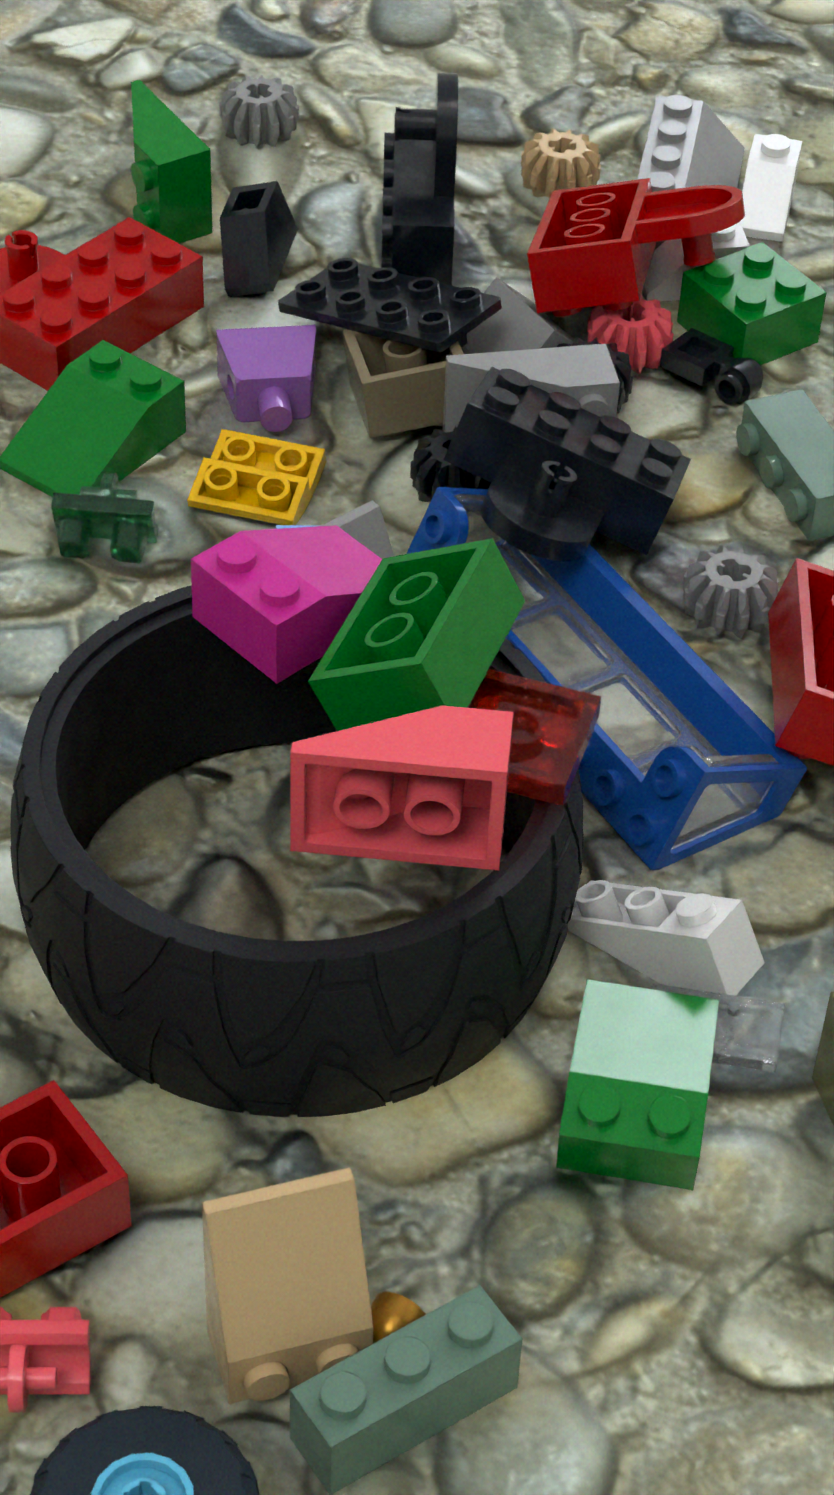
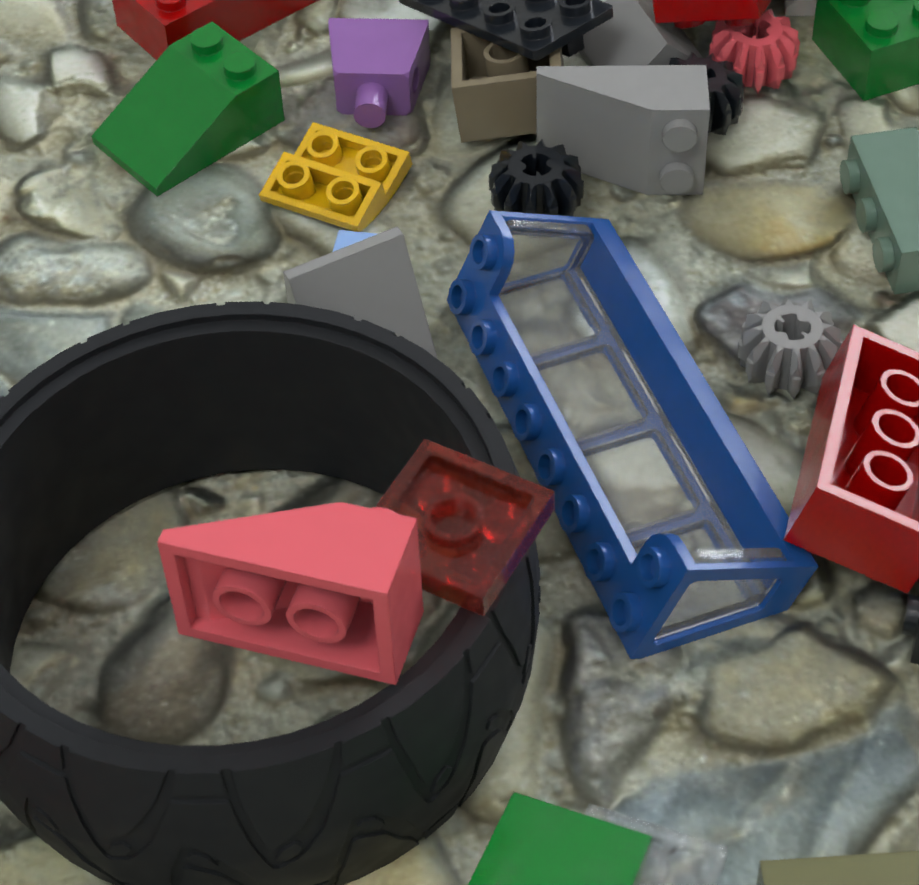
camera: 15 degrees right, 5 degrees up
(104, 514) = (171, 202): clear green hips -> none
(280, 592) = (268, 332): dark pink slope -> none
(419, 635) = (363, 407): green brick -> none
(562, 470) = (631, 202): black brick -> none
(670, 934) = (624, 745): white slope -> none
(704, 358) = (824, 82): black plate -> none

